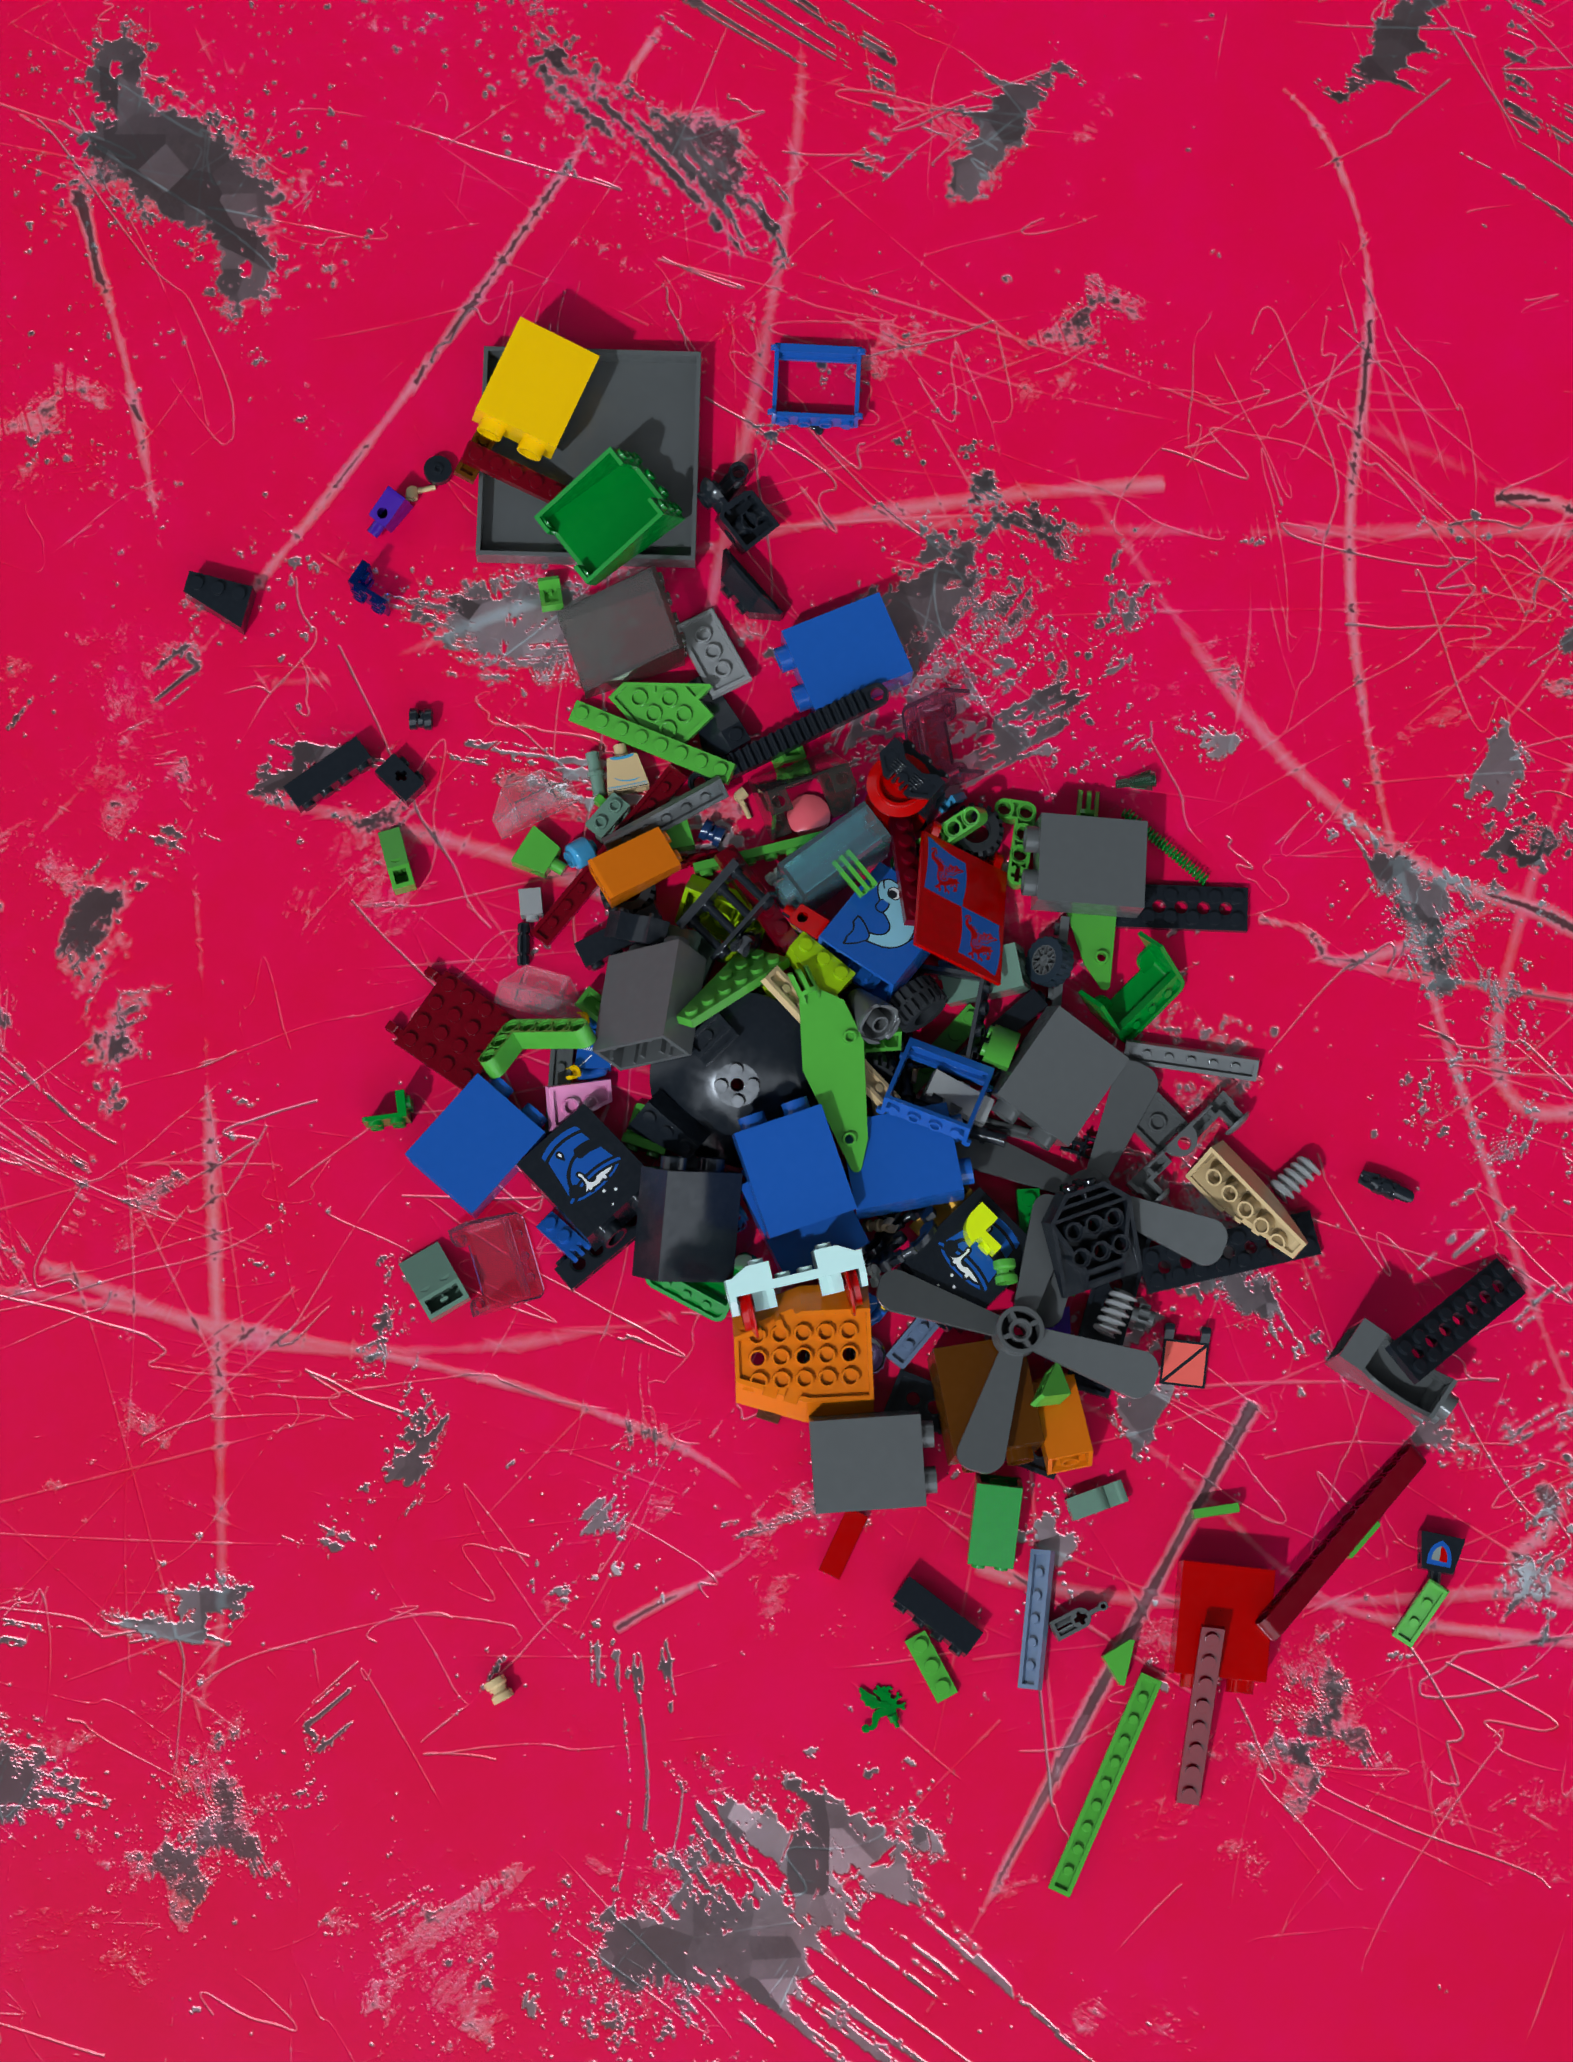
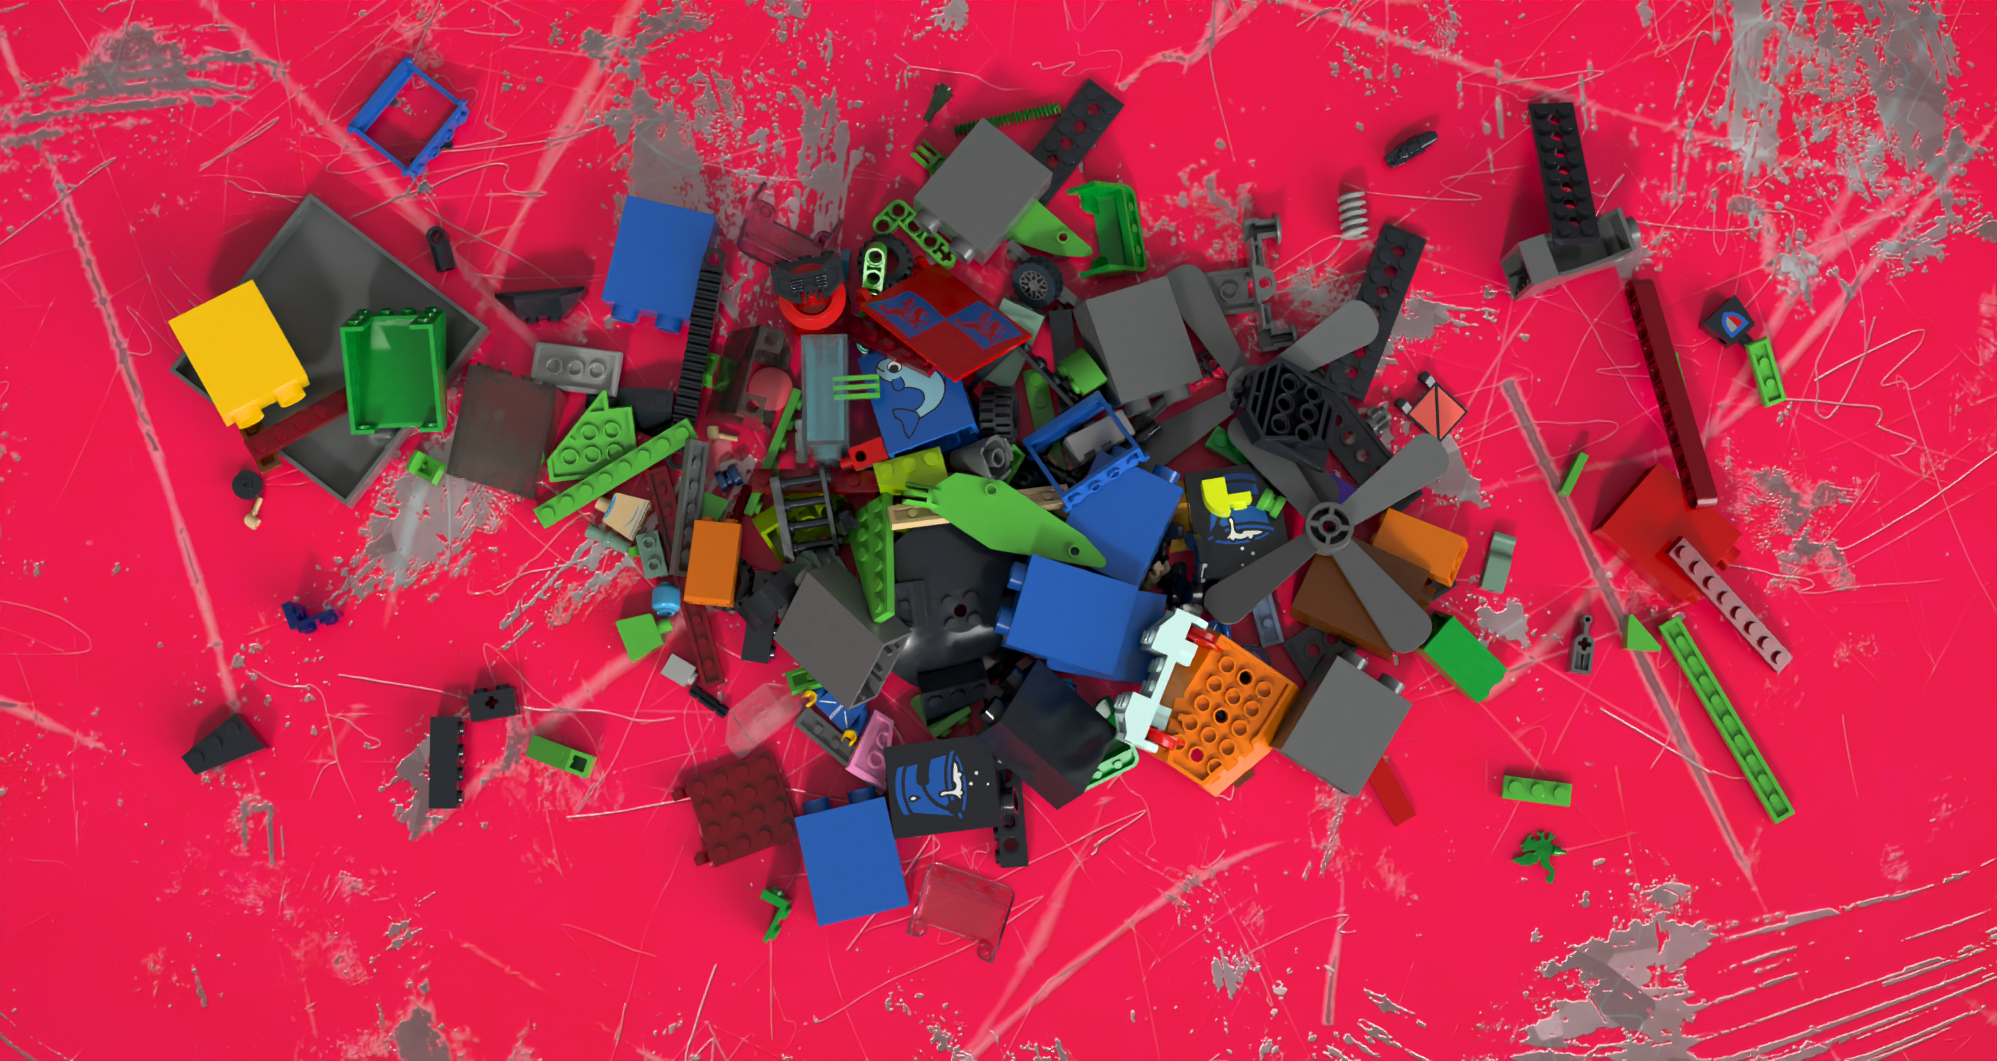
camera: 55 degrees left, 5 degrees up
(393, 506) = (254, 544): dark purple torso -> none
(421, 719) = (454, 651): black wheel -> none
(434, 1282) = (939, 974): sand green slope -> none
(532, 801) = (592, 607): clear wedge -> none
(533, 1034) = (792, 748): bright green beam -> none
(562, 1236) = (978, 841): blue hinge -> none
(741, 519) = (479, 263): black brick -> none
(936, 1616) = (1502, 758): black brick -> none
(1036, 1619) = (1559, 680): sand blue plate -> none
(1052, 1388) = (1390, 533): bright green slope -> none
(1114, 1312) = (1361, 438): light grey piece -> none
(1192, 1060) = (1198, 226): dark grey plate -> none
(1239, 1192) = (1337, 266): tan wedge -> none

